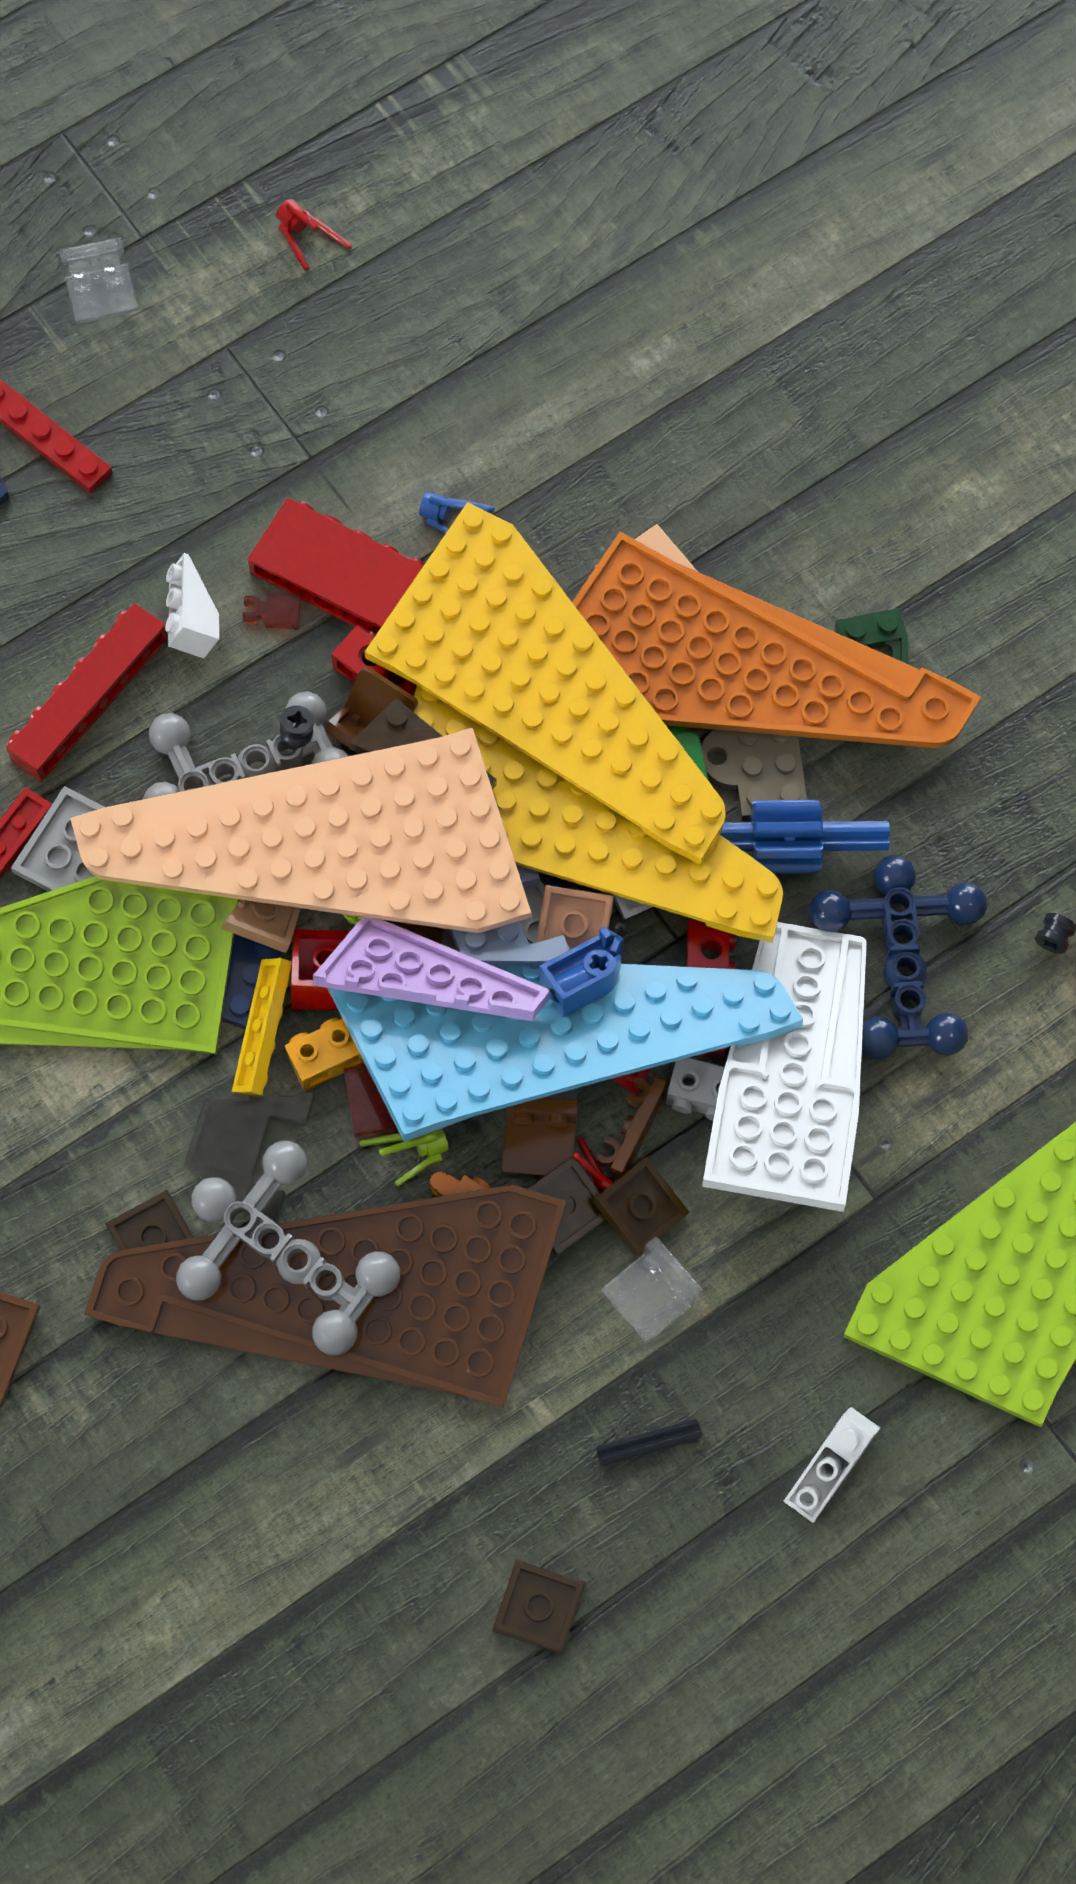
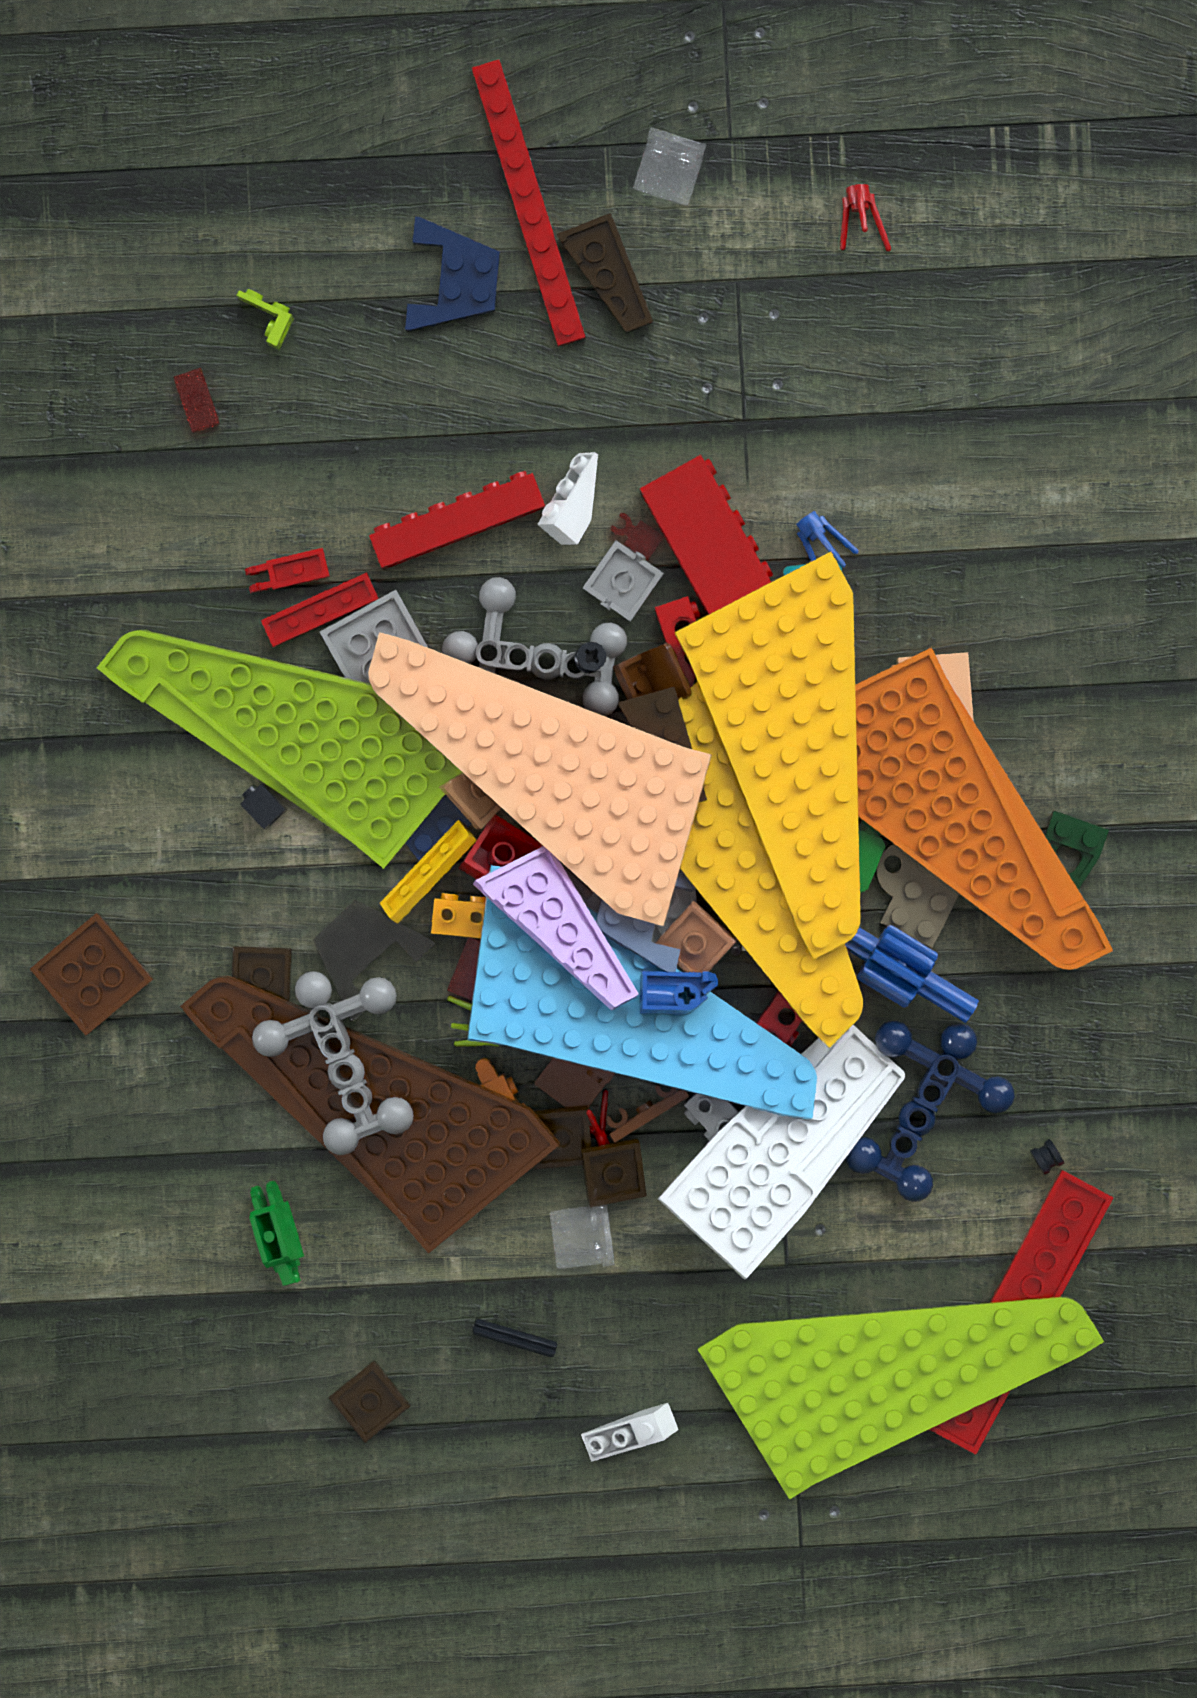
camera: 35 degrees right, 20 degrees up
(52, 1065) = (262, 805): none -> black brick
(93, 397) = (606, 265): none -> dark brown wing
(285, 654) = (623, 580): none -> light grey plate
(329, 1484) = (276, 1233): none -> green hinge

